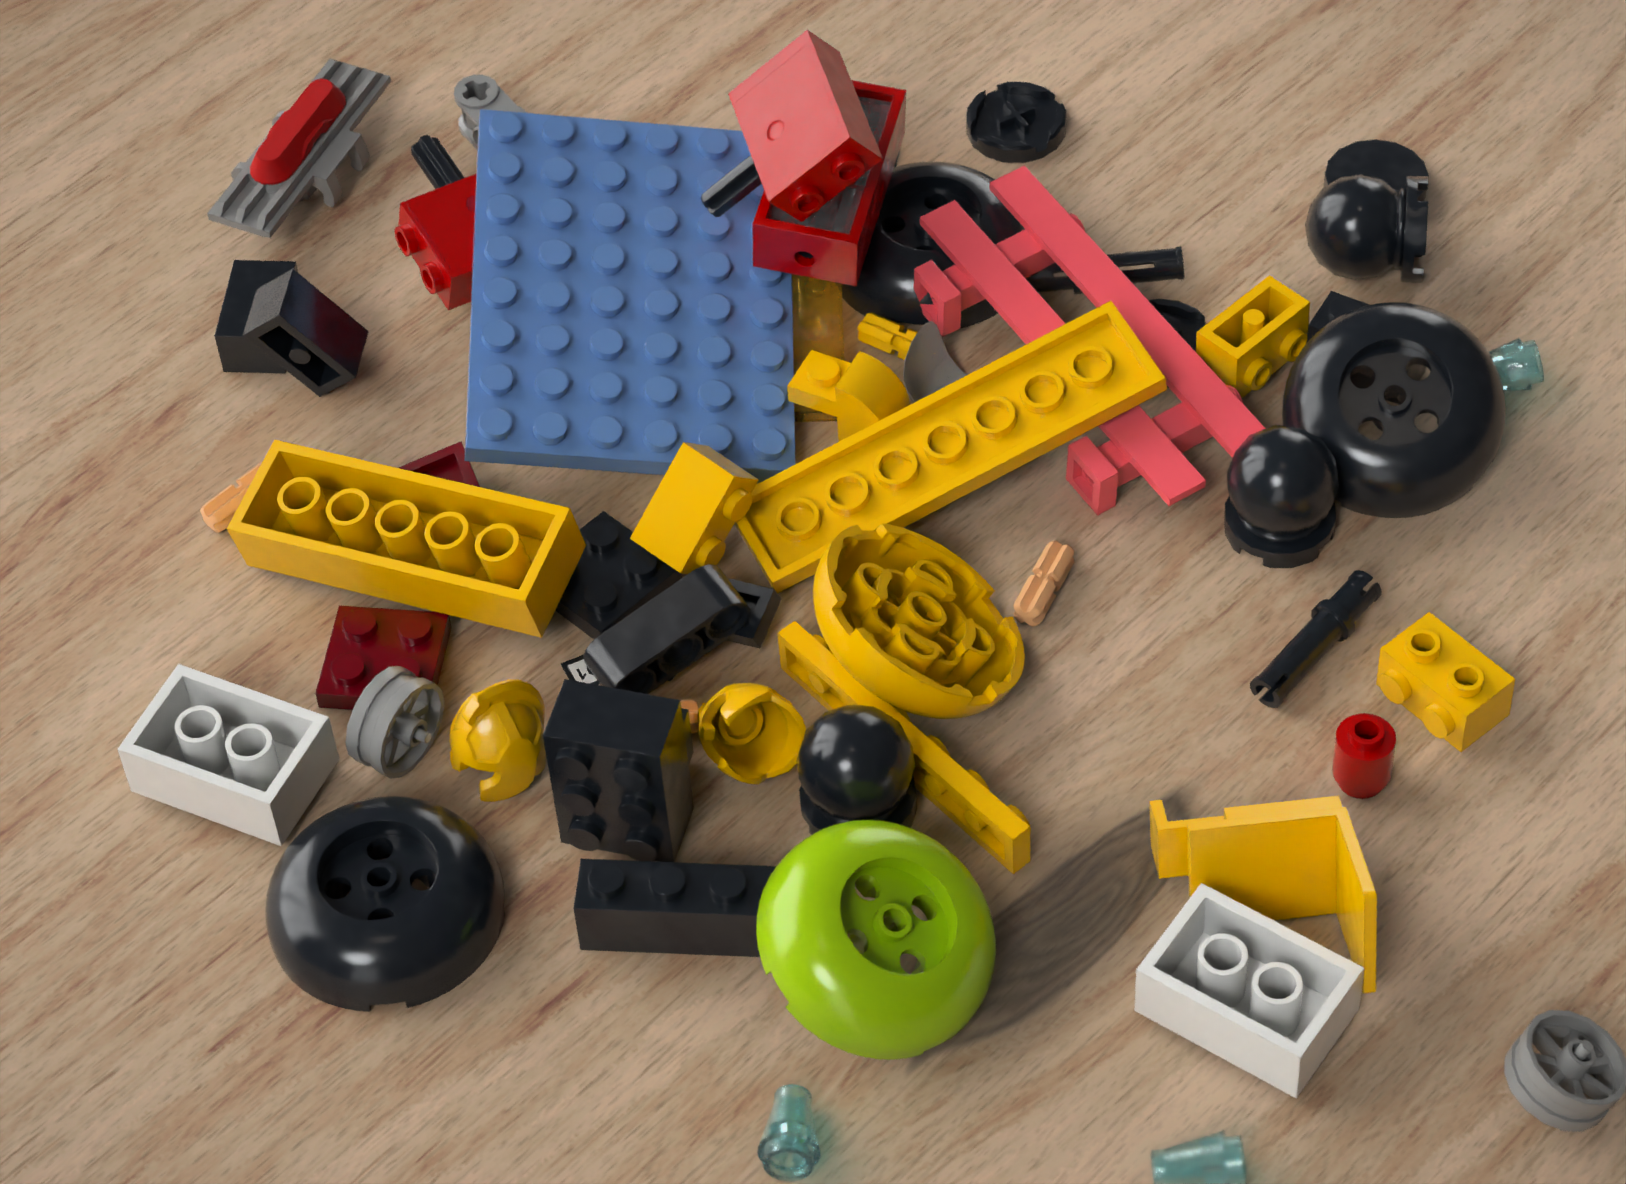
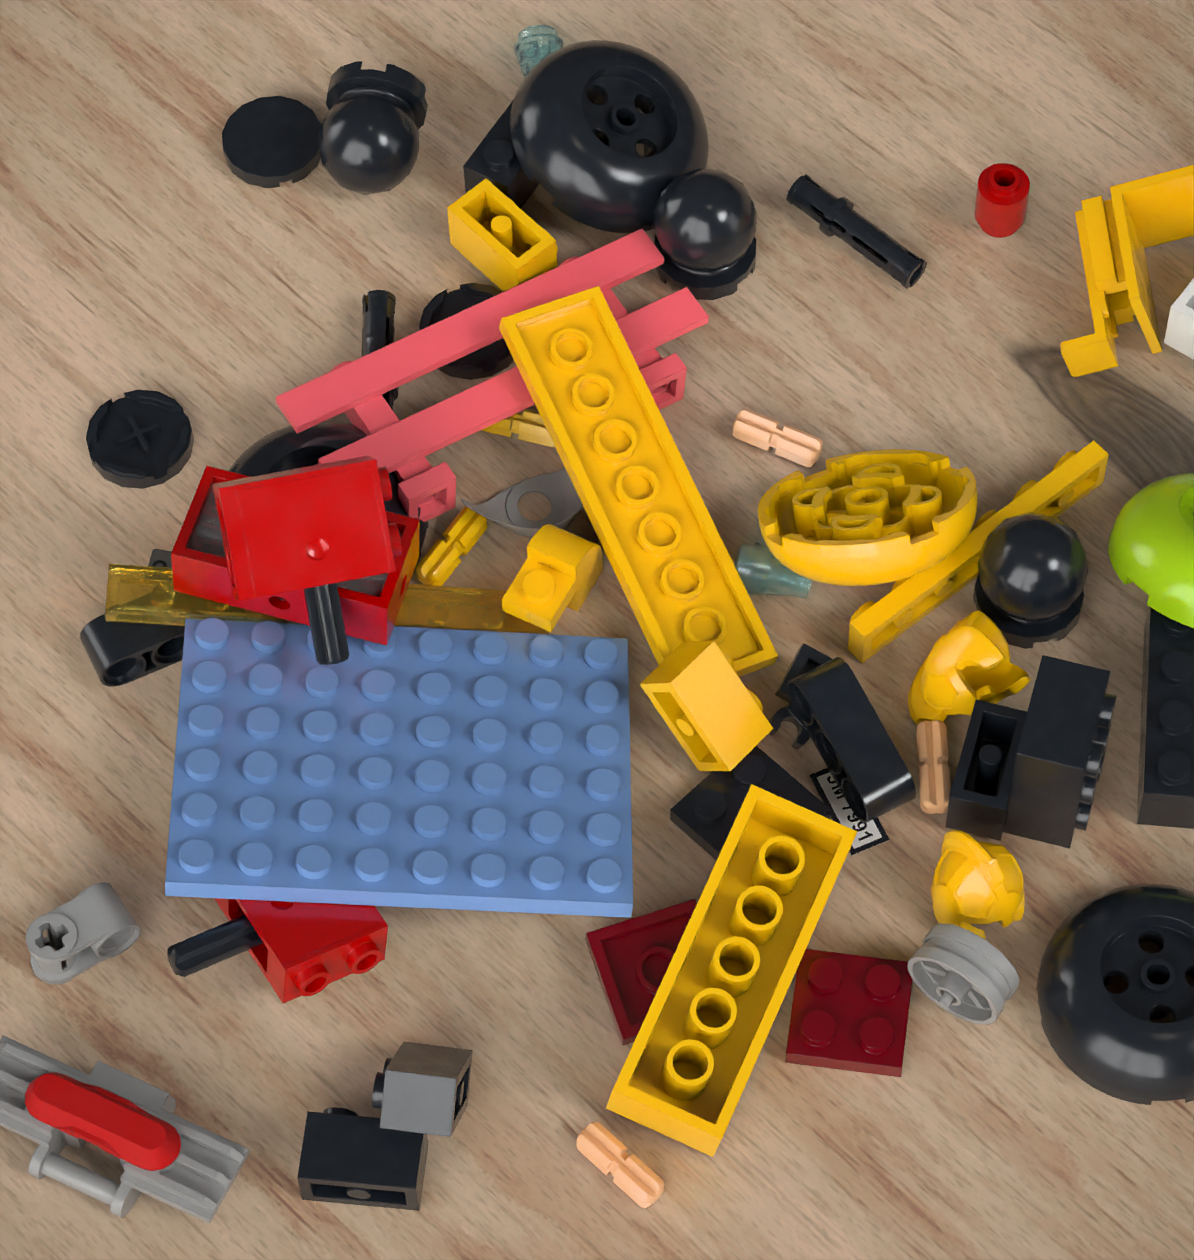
camera: 90 degrees left, 10 degrees up
(229, 754) = (998, 1130): white brick -> none
(1444, 682) = (913, 140): yellow brick -> none

